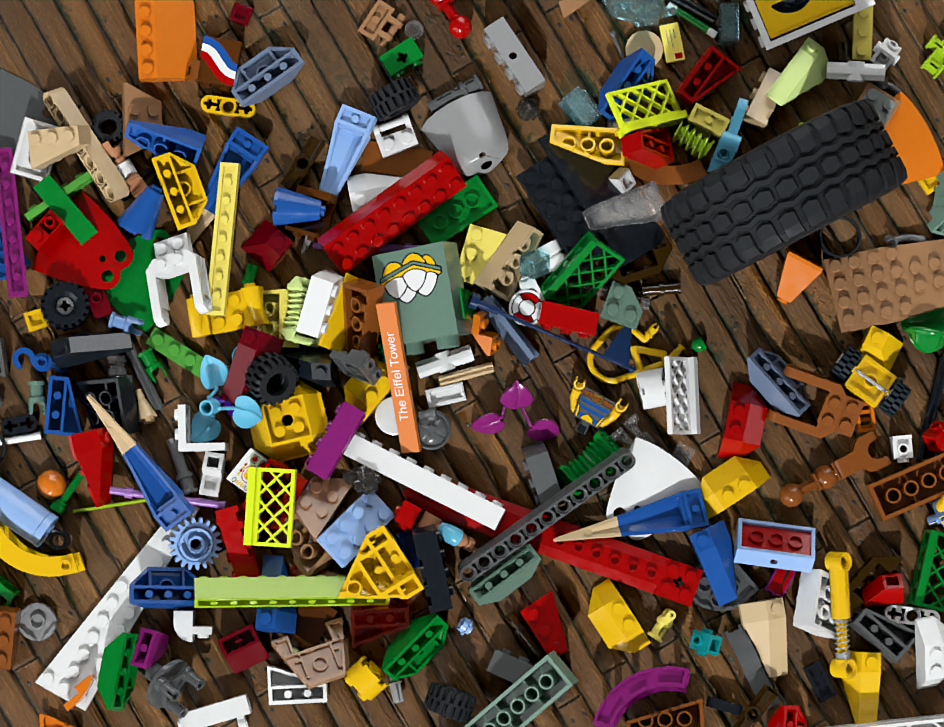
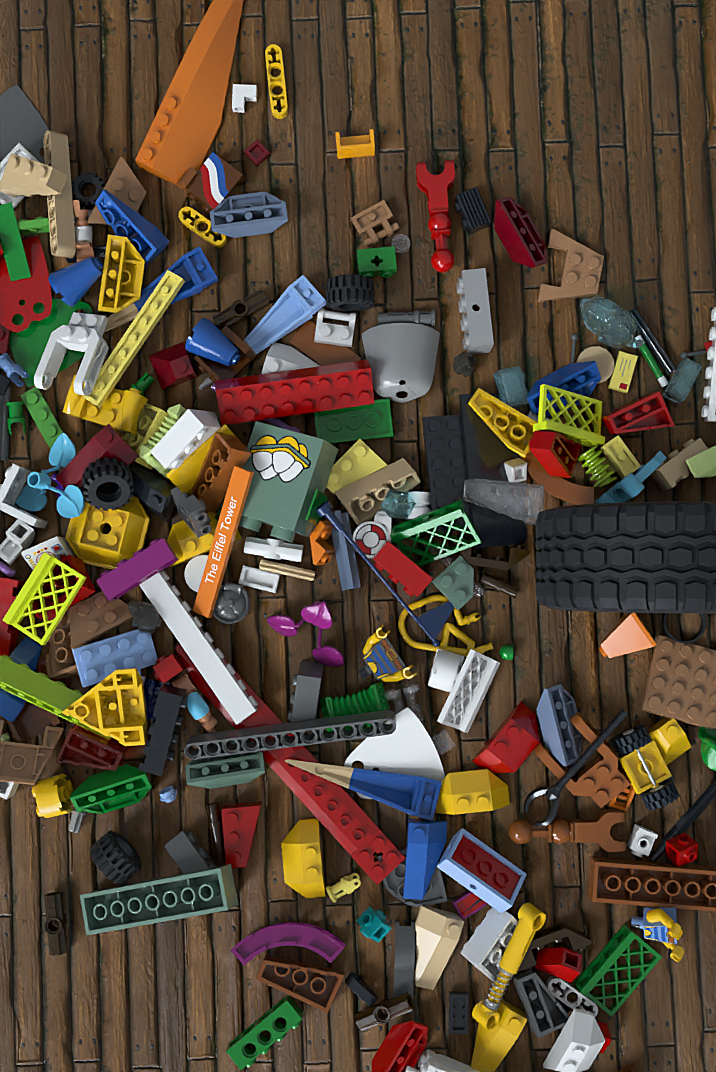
camera: 30 degrees right, 0 degrees up
(802, 444) = (553, 791): none -> black piece

